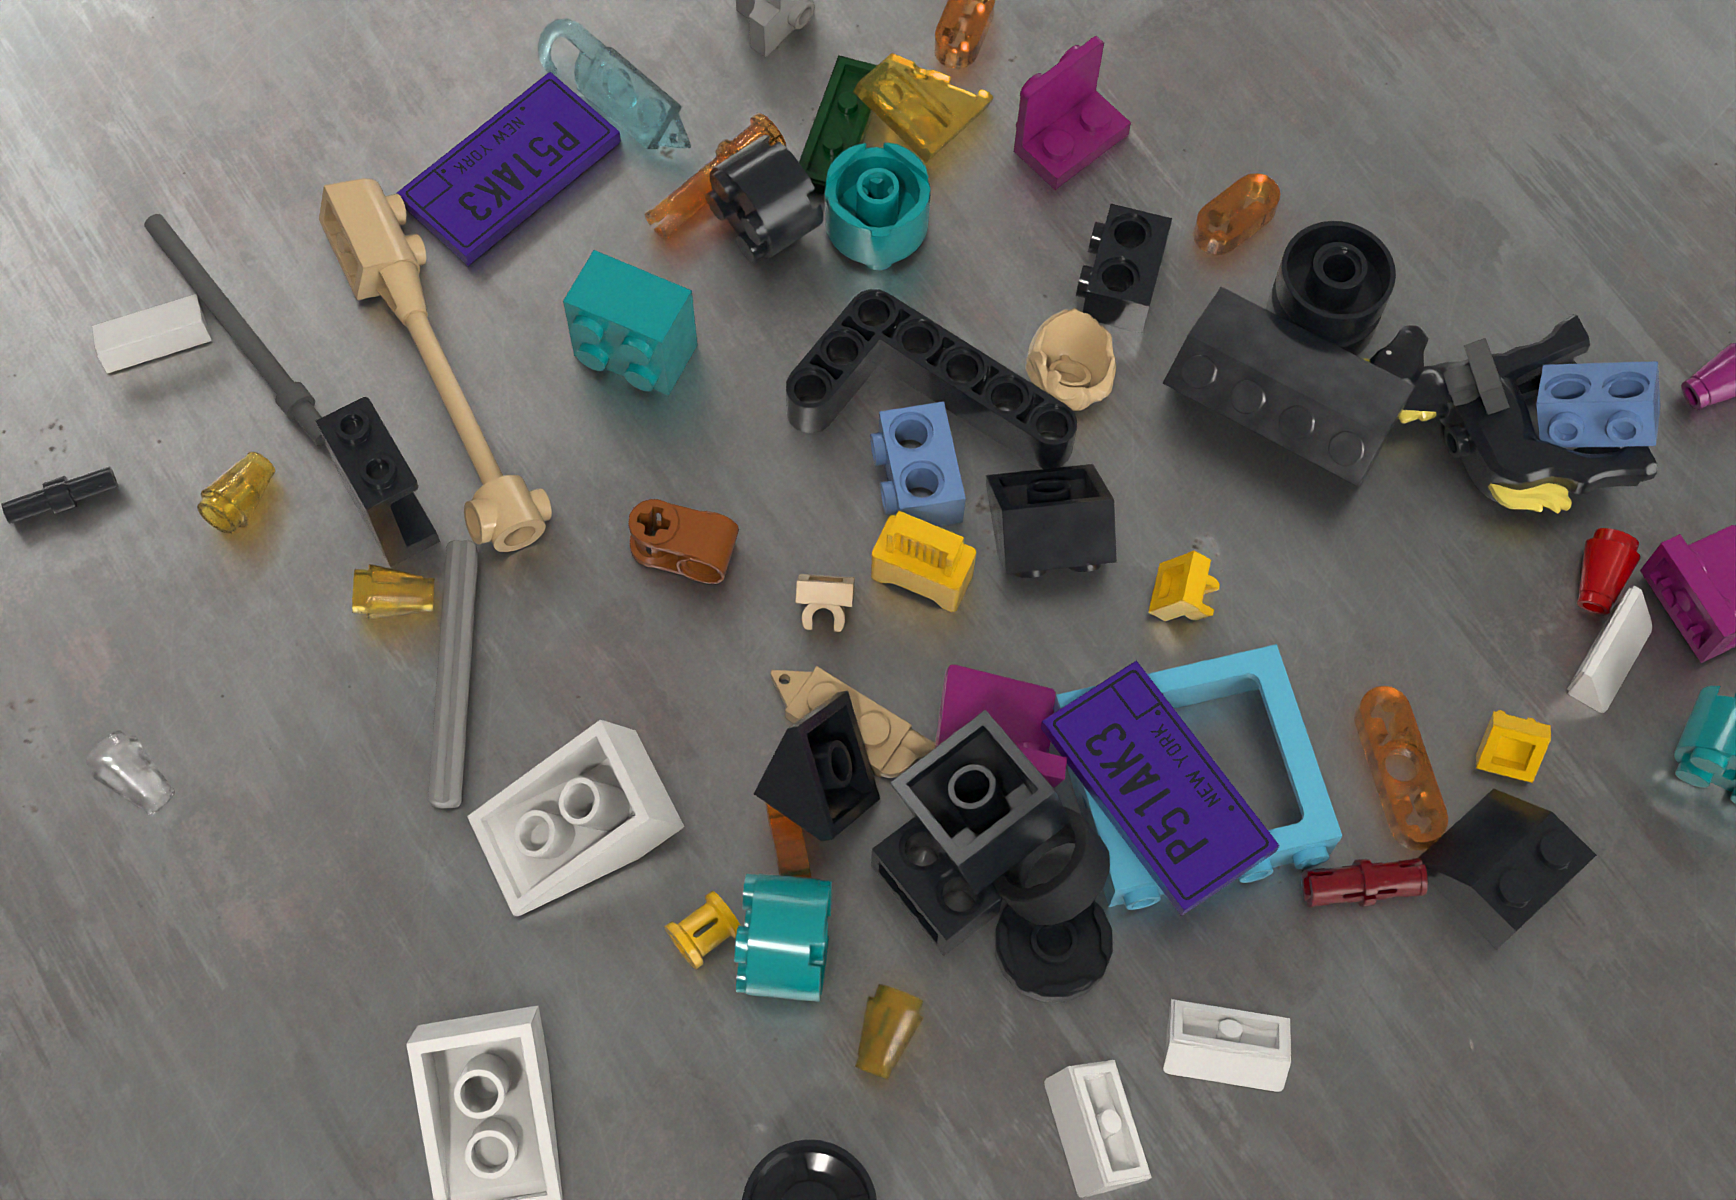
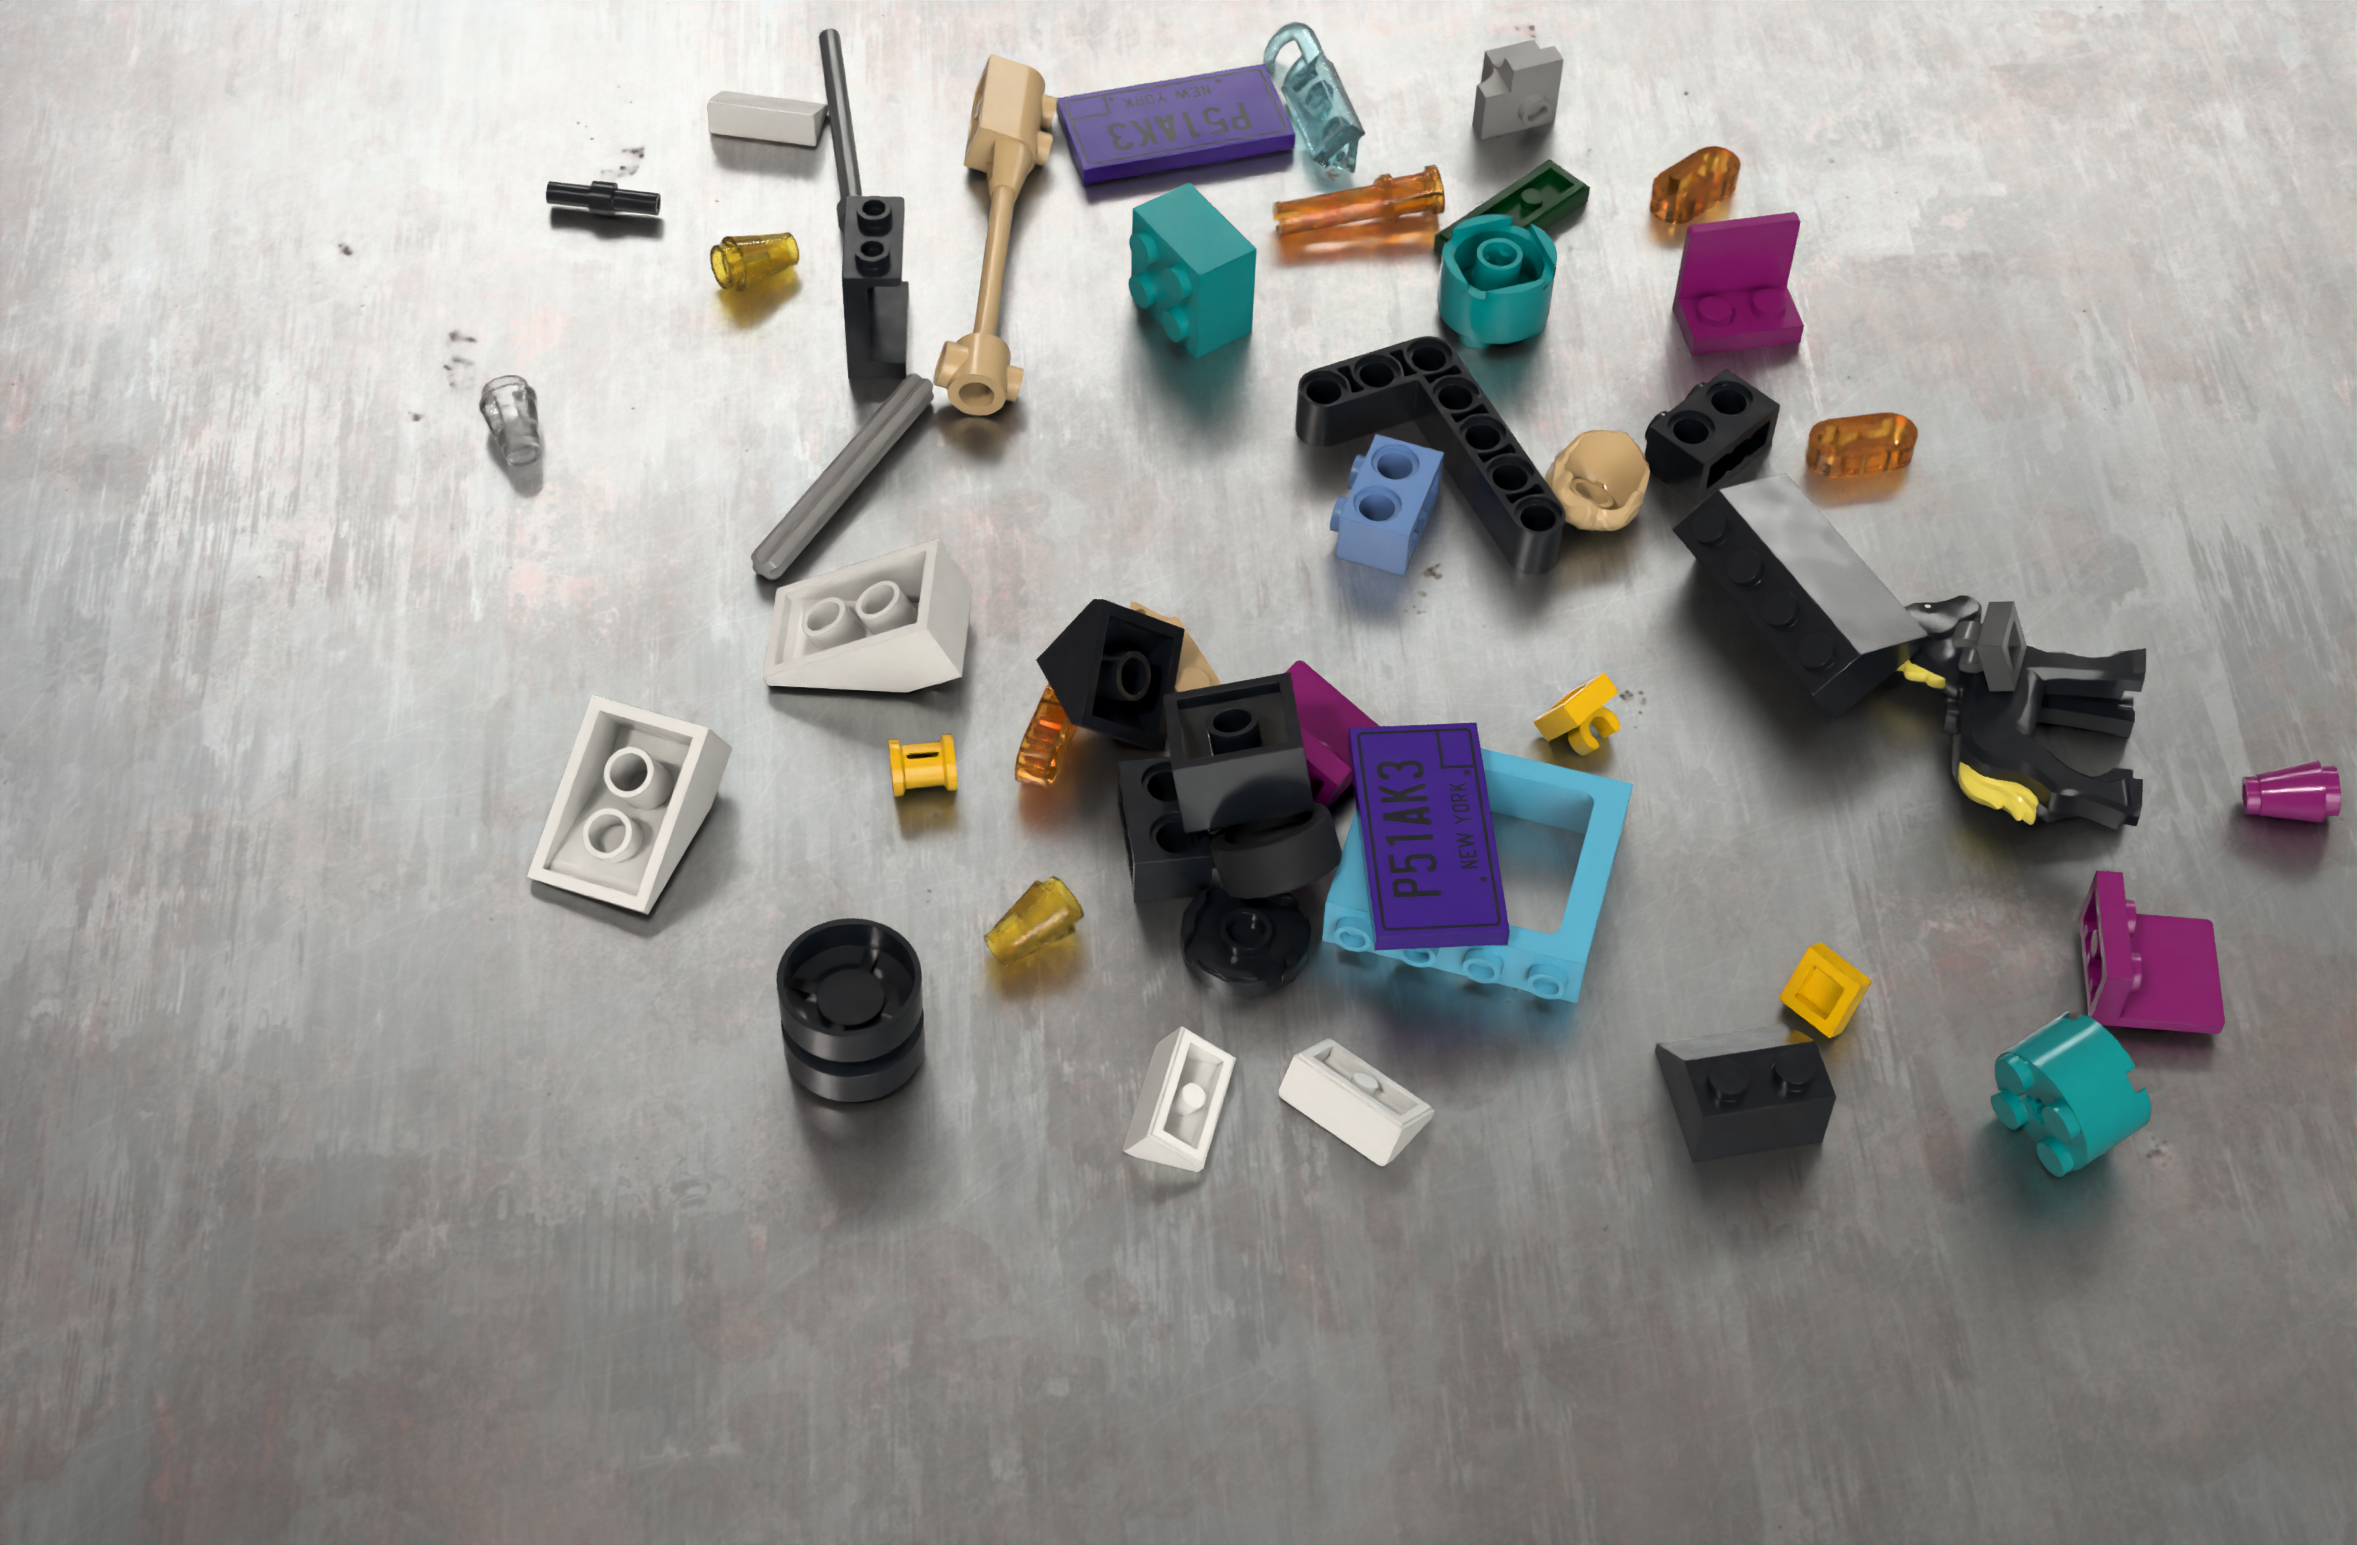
camera: 30 degrees right, 15 degrees down
(390, 592) = (830, 388): clear yellow cone -> none
(685, 540) = (1122, 461): dark orange piece -> none
(763, 198) = (1387, 227): black brick -> none
(783, 937) = (987, 791): teal brick -> none
(827, 593) = (1223, 560): tan tile -> none
(919, 104) = (1599, 226): clear yellow wing -> none
(923, 560) = (1337, 572): yellow piece -> none
(1052, 520) = (1484, 602): black slope -> none
(1334, 283) = (1909, 523): black wheel -> none
(1364, 882) = (1588, 1030): dark red pin -> none
(1429, 801) = (1691, 936): clear orange beam -> none
(1599, 404) = (2115, 730): medium blue brick -> none
(1606, 569) = (2040, 892): red cone -> none
(1613, 652) = (1996, 964): white slope -> none

